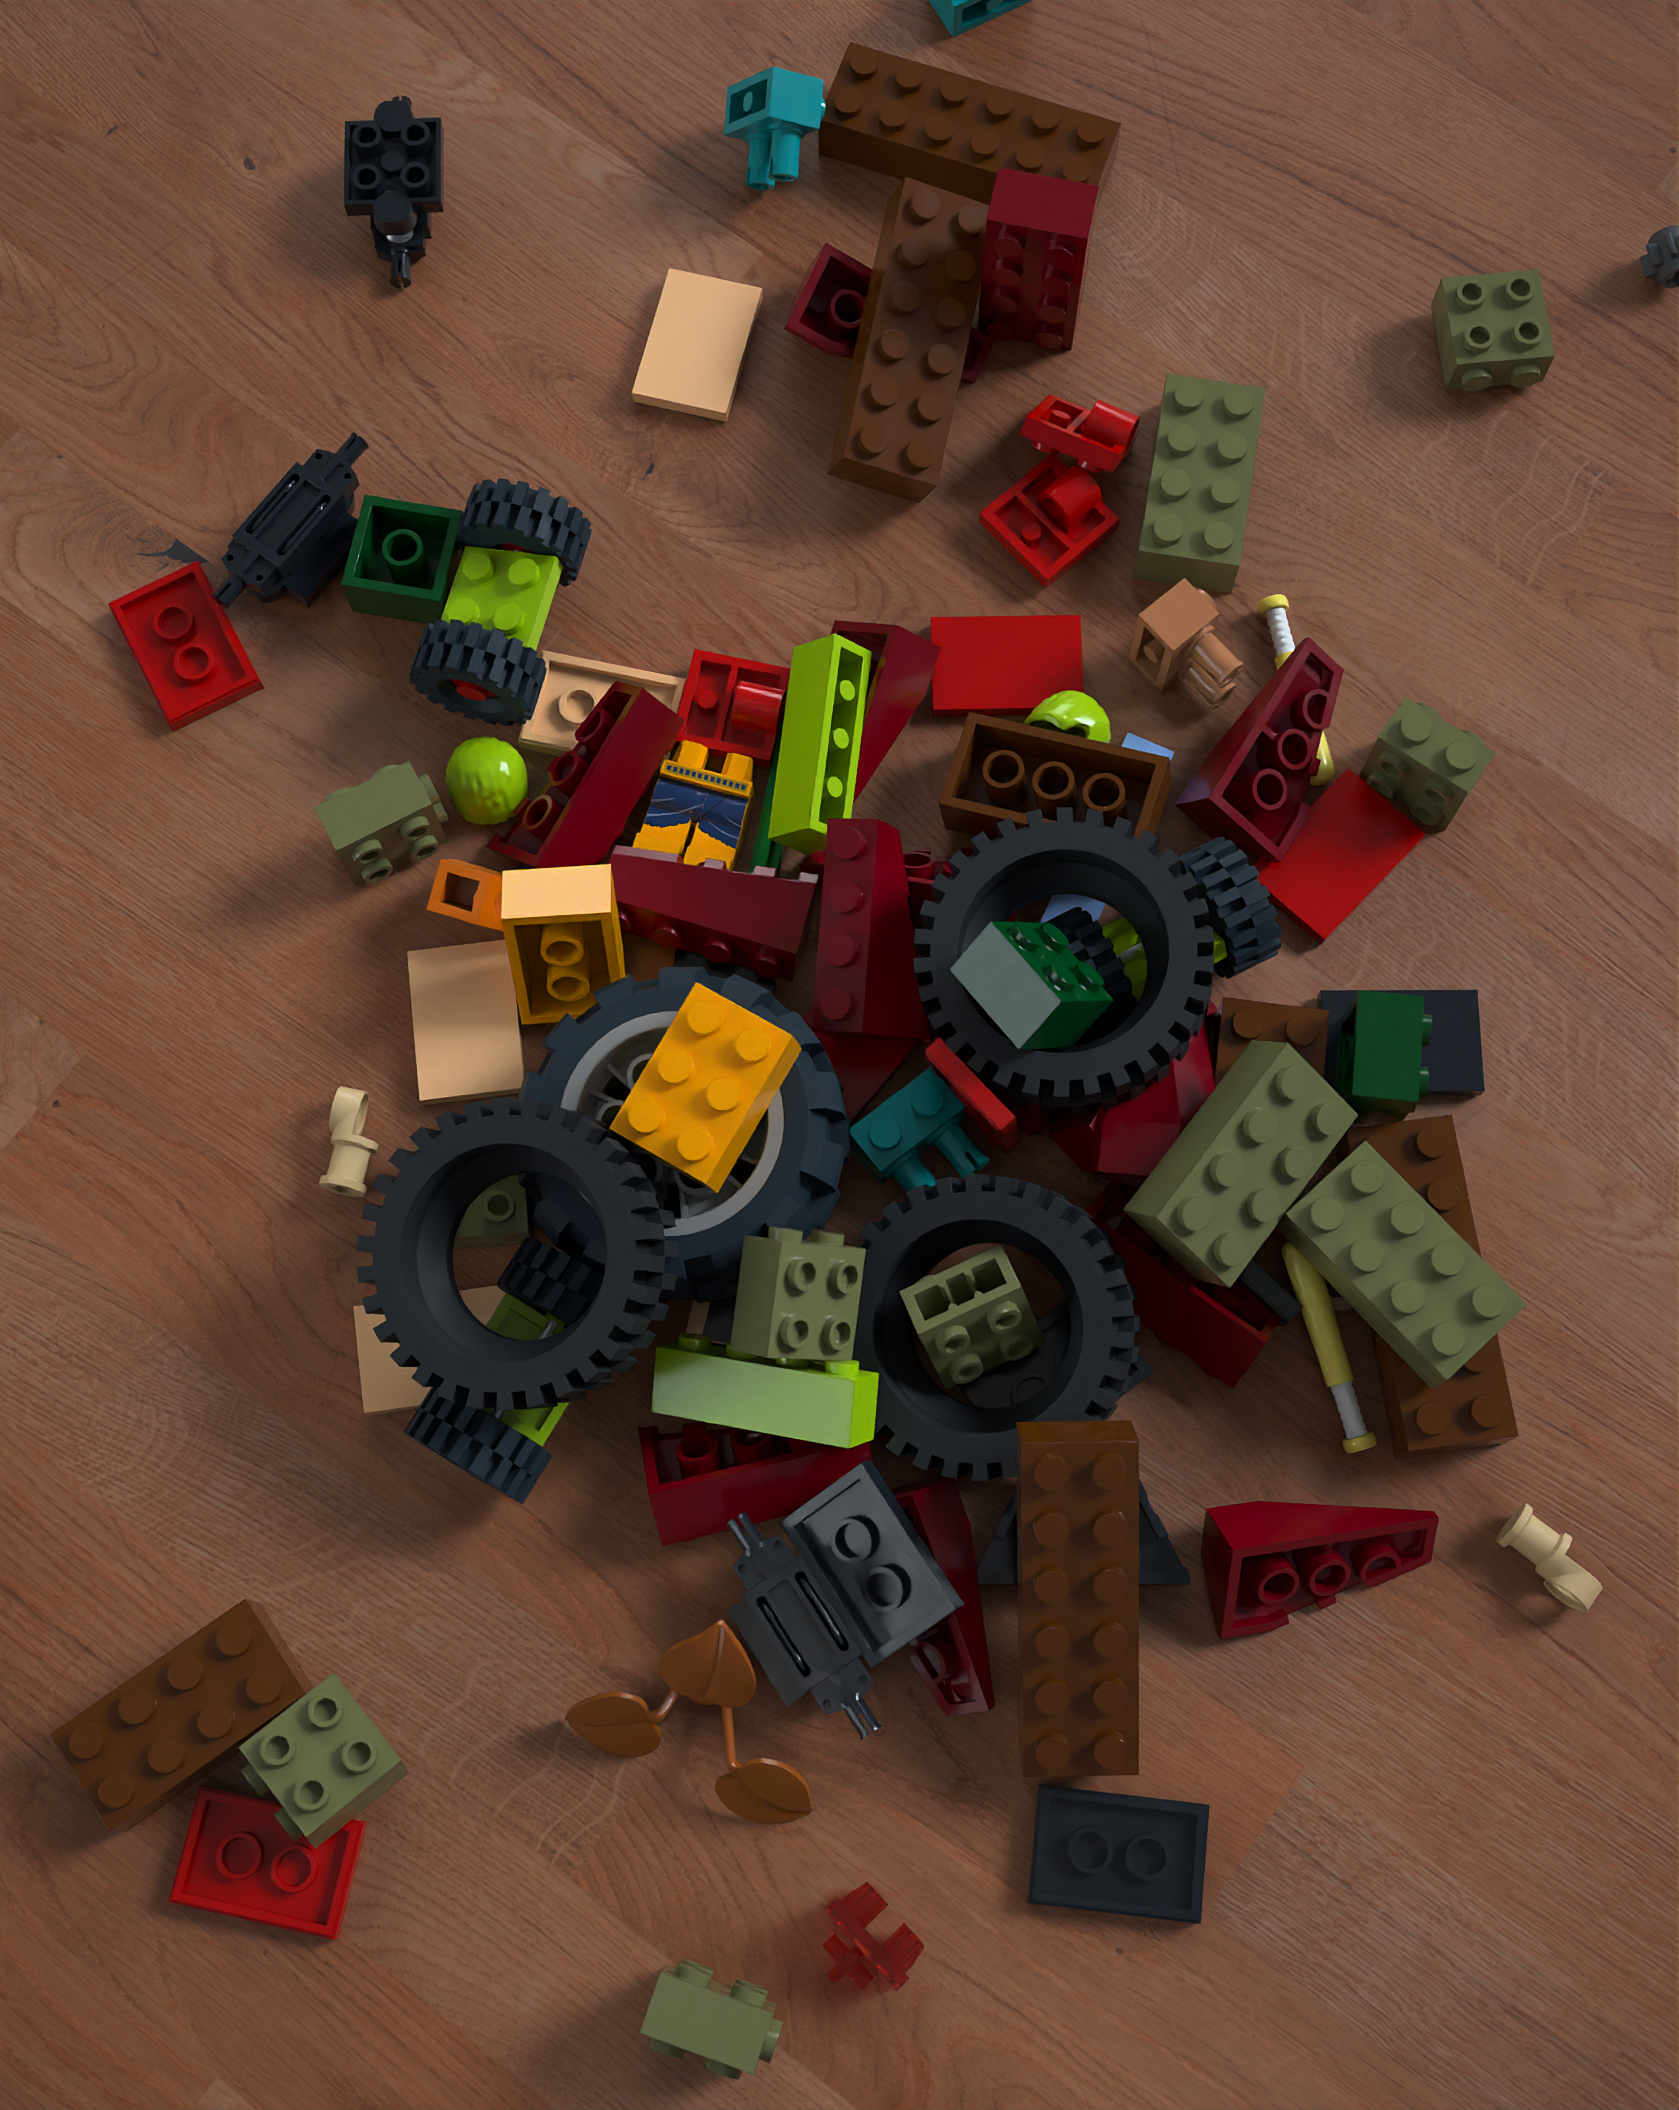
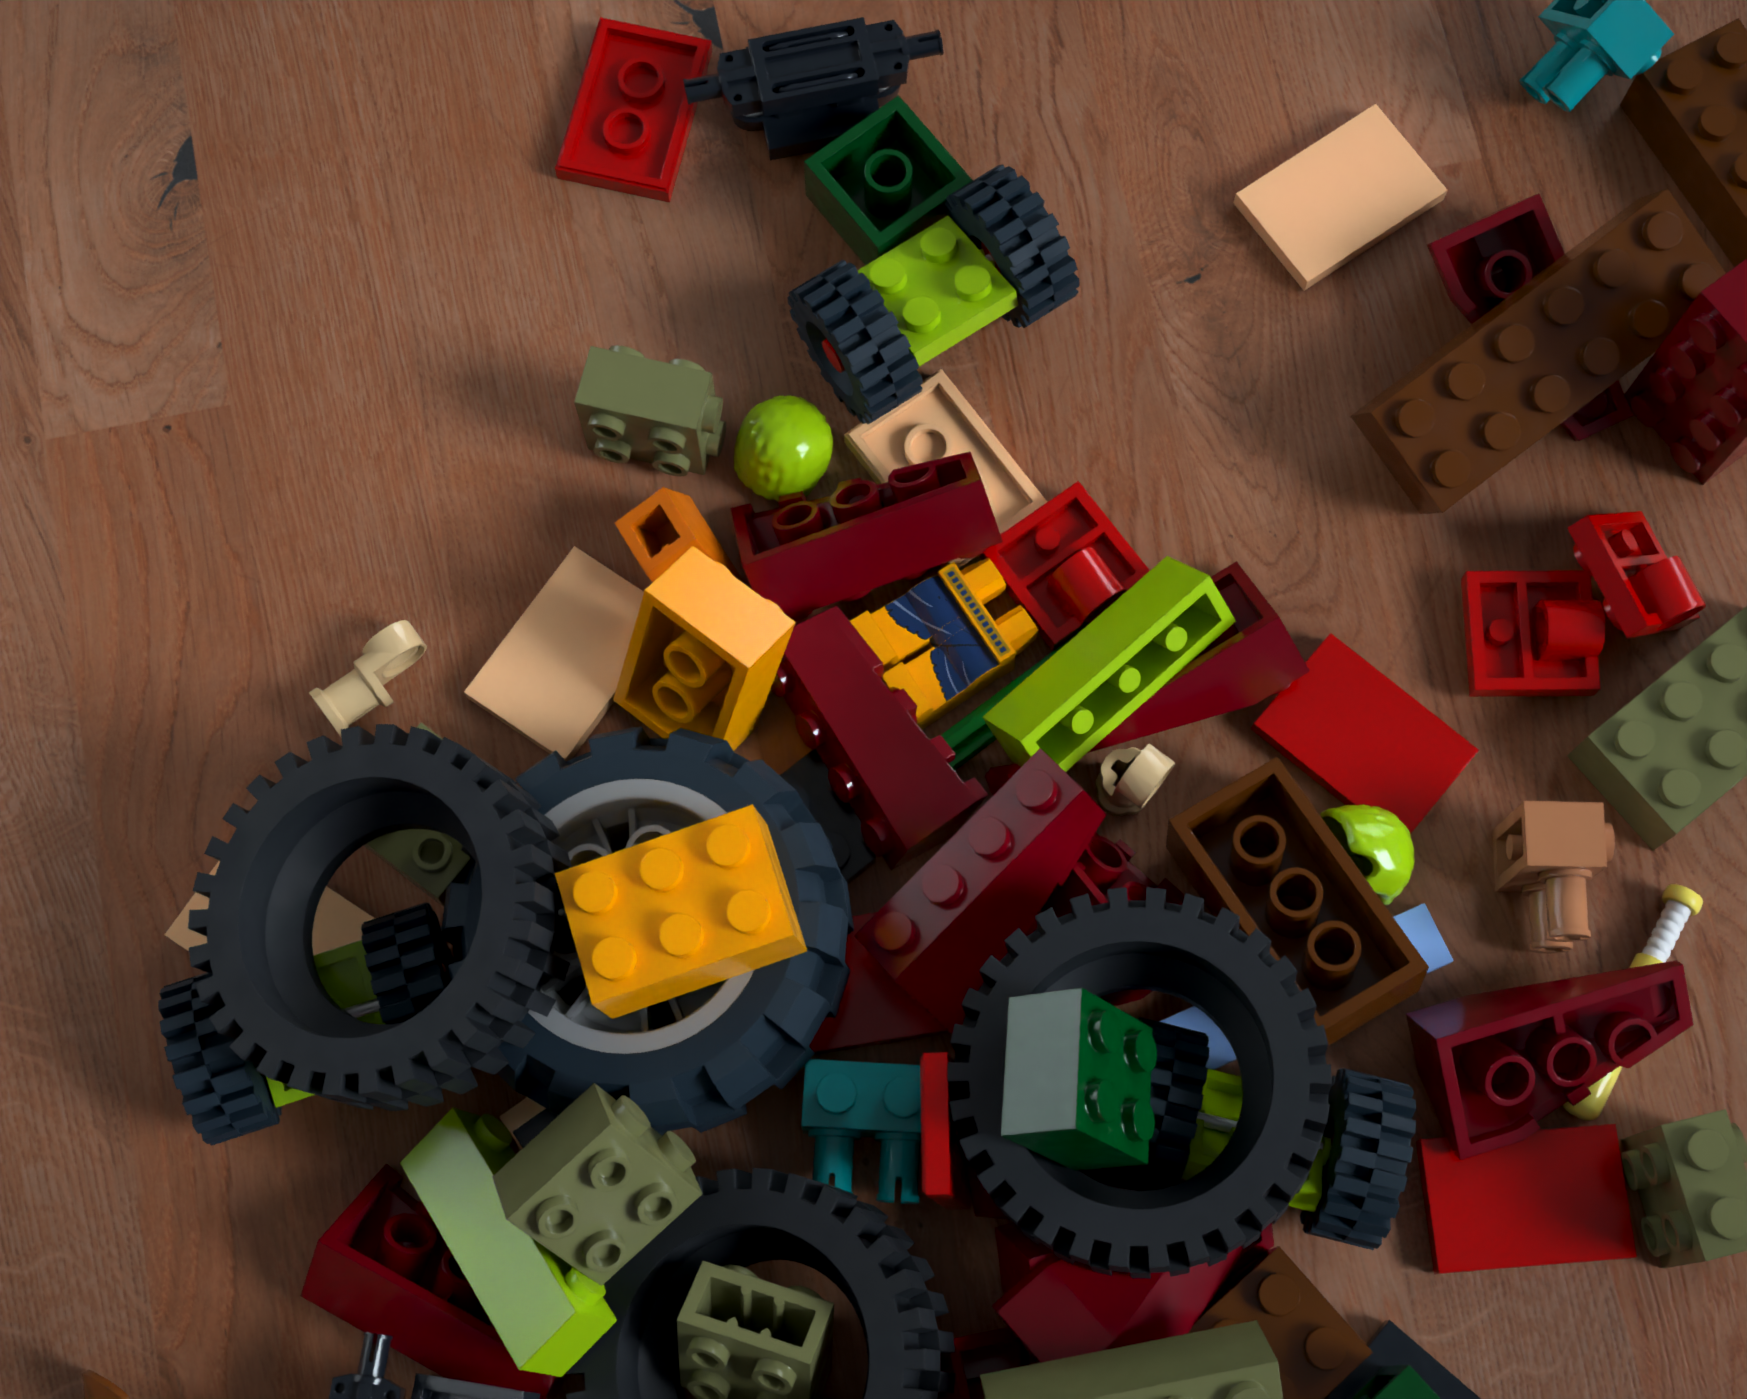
camera: 40 degrees right, 0 degrees up
(898, 791) = (1139, 775): none -> tan connector

